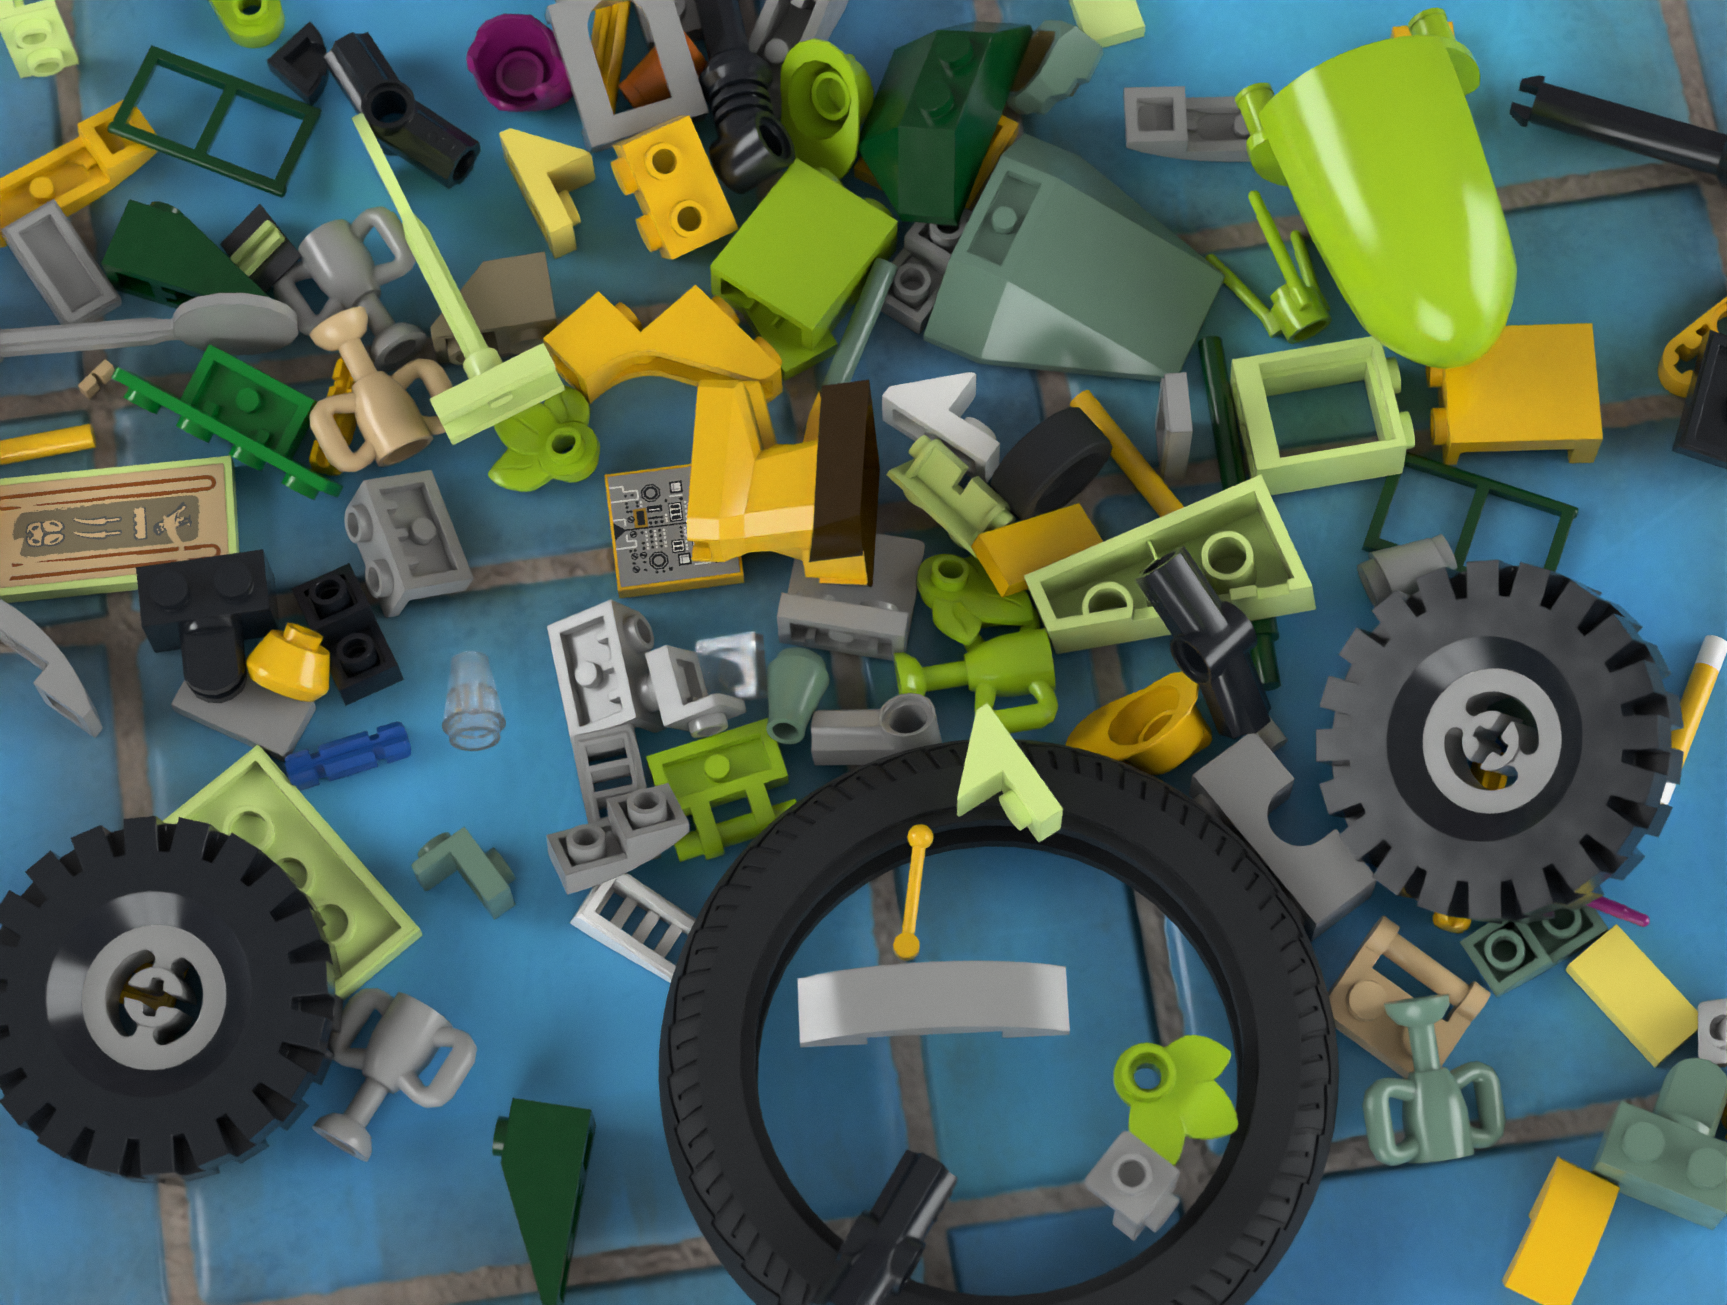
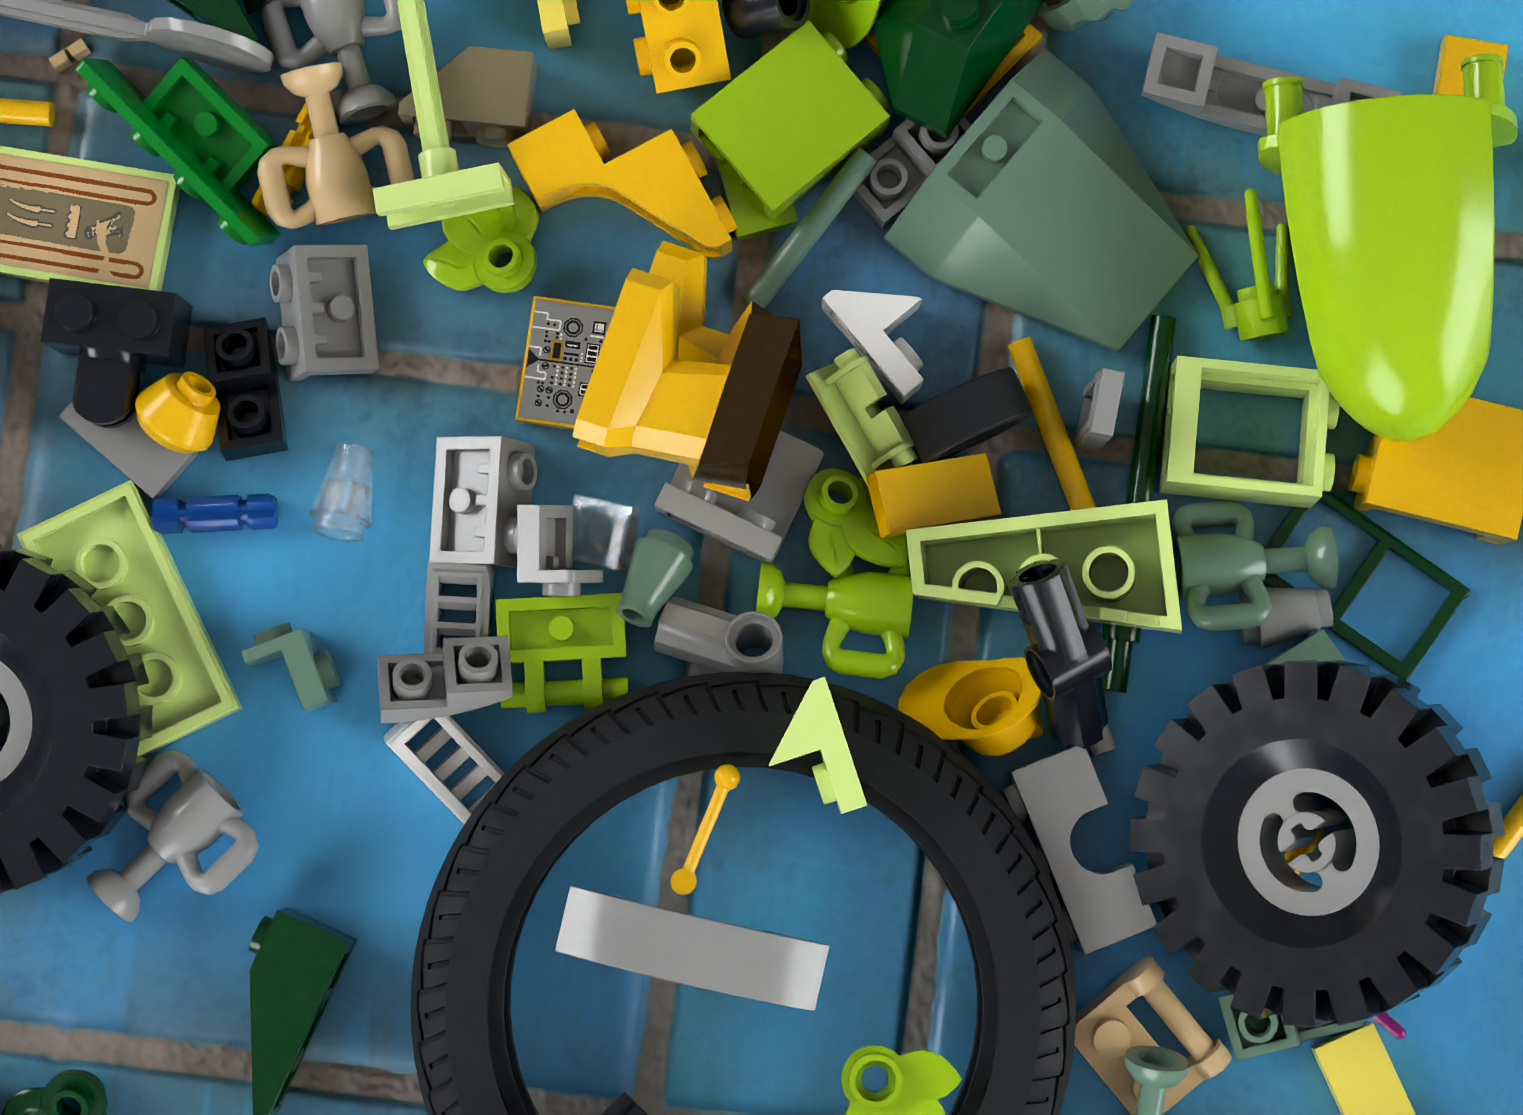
camera: 15 degrees right, 15 degrees up
(1335, 533) = (1236, 563): none -> sand green piece

